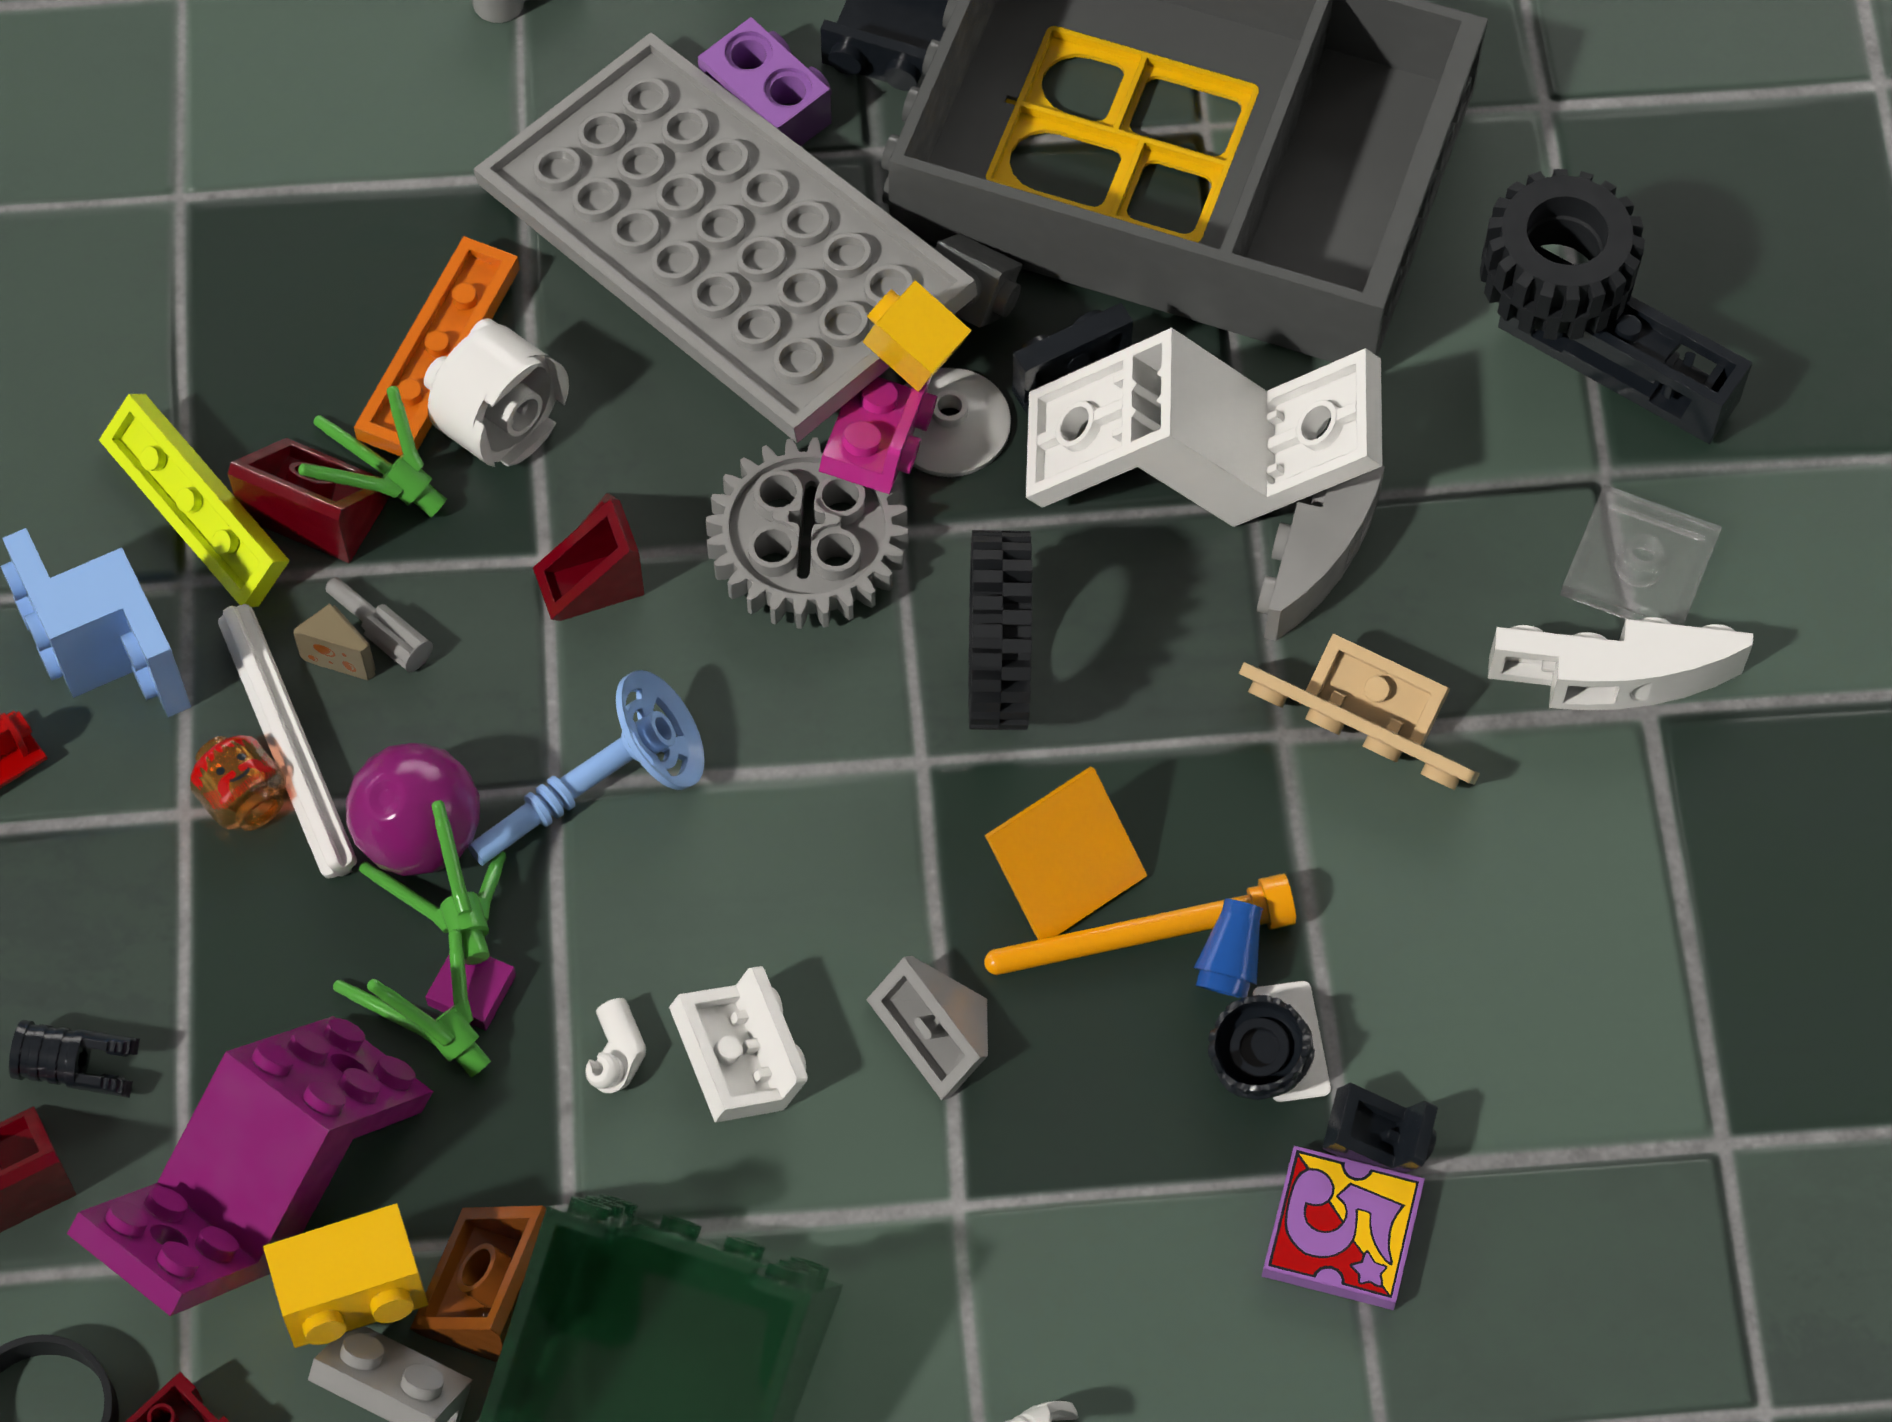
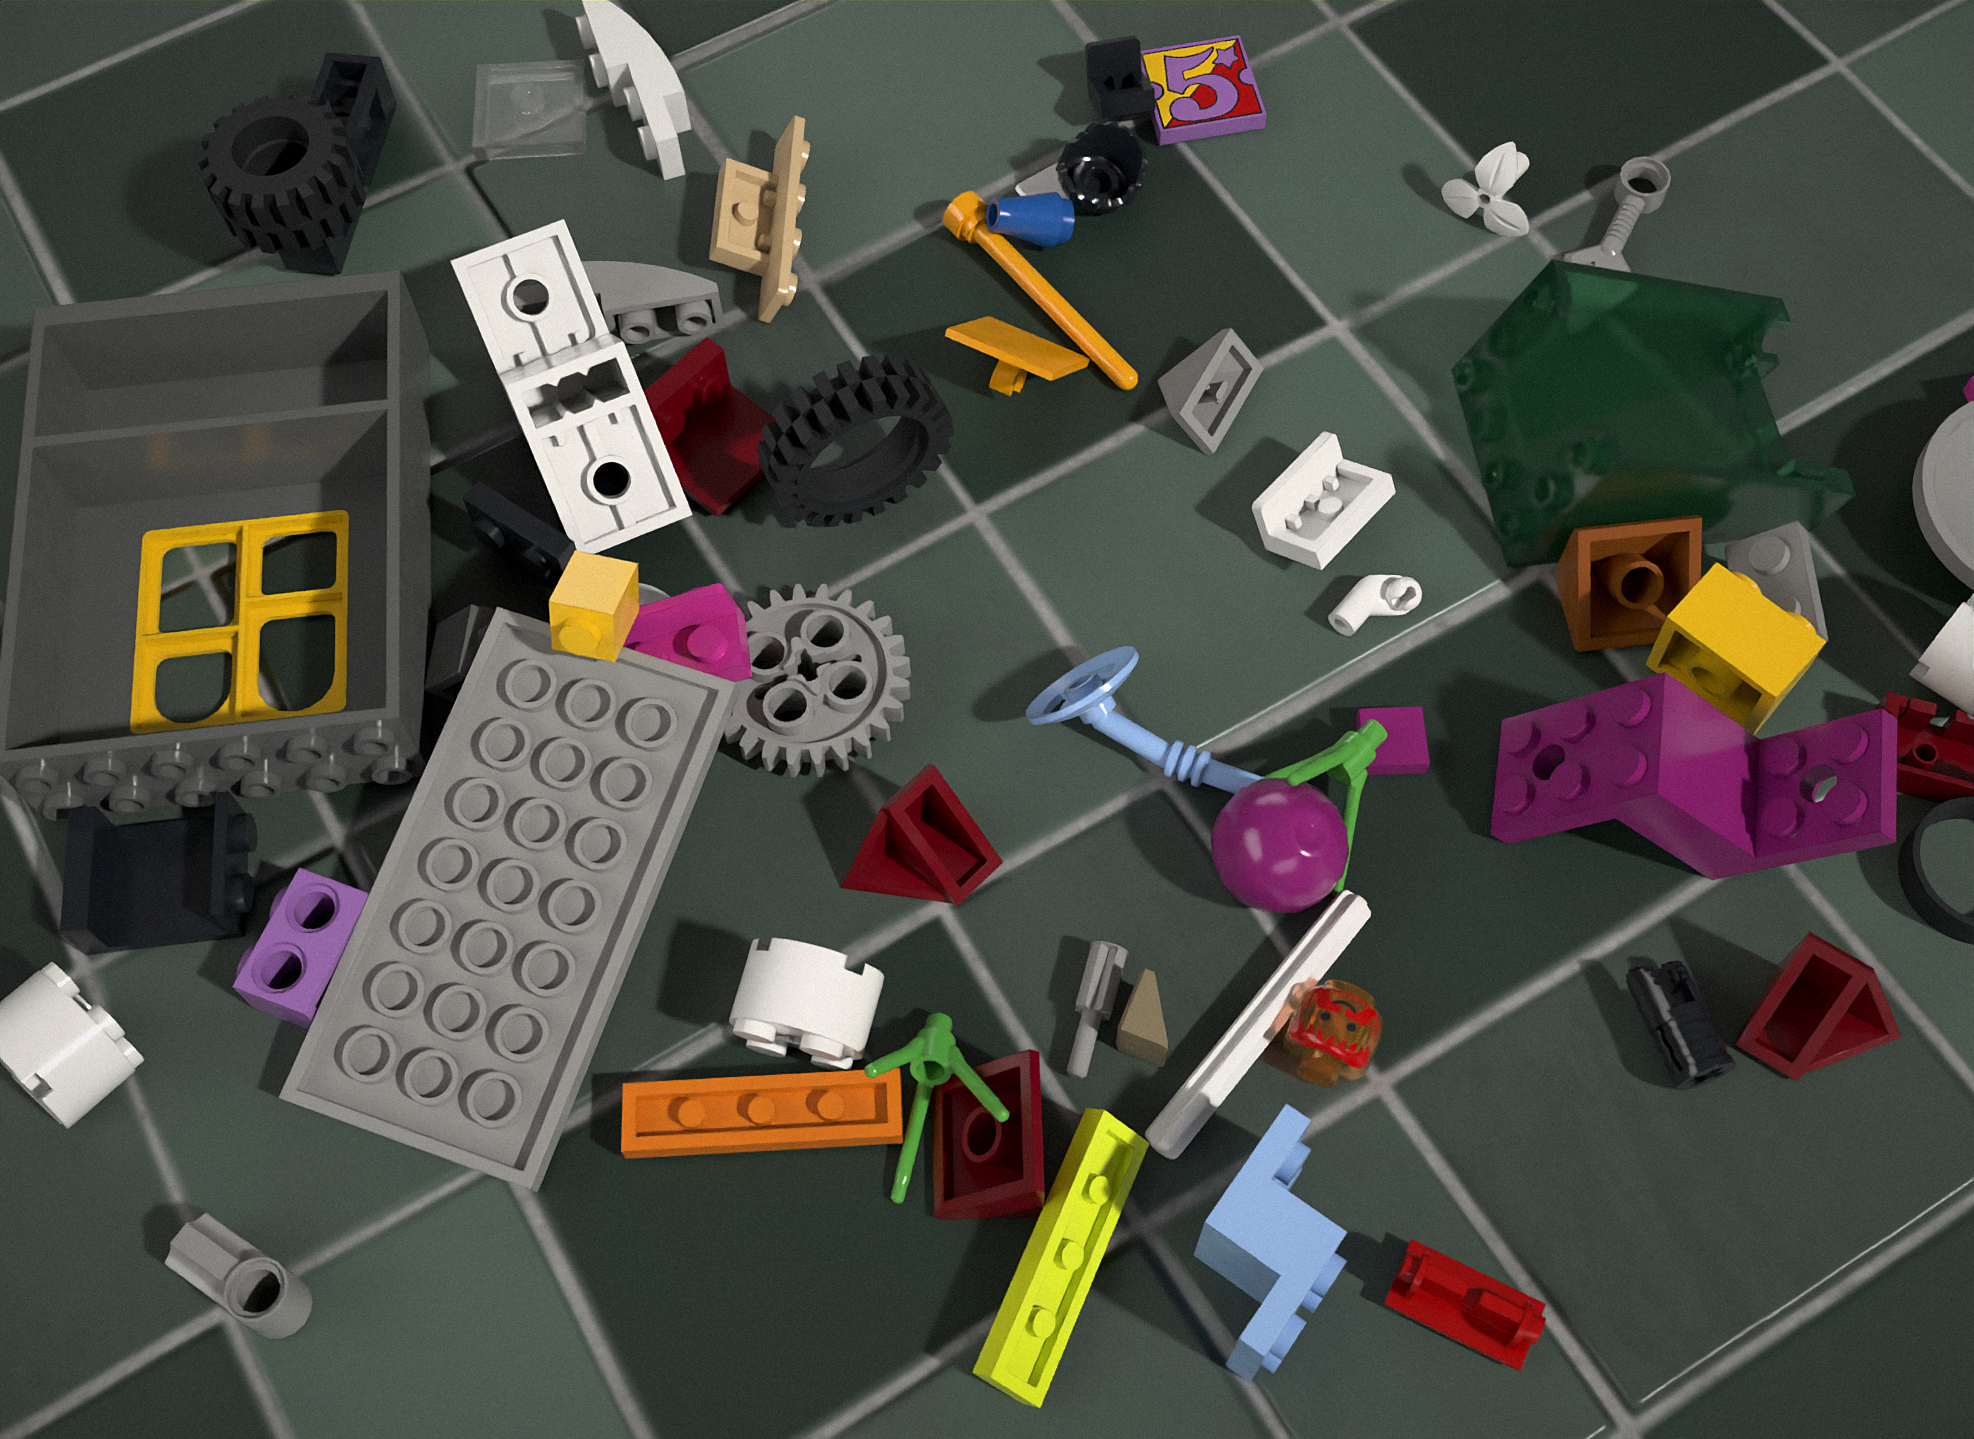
camera: 115 degrees left, 0 degrees up
(449, 1031) = (1447, 728): bright green plant -> none
(1121, 557) = (708, 428): none -> dark red bracket

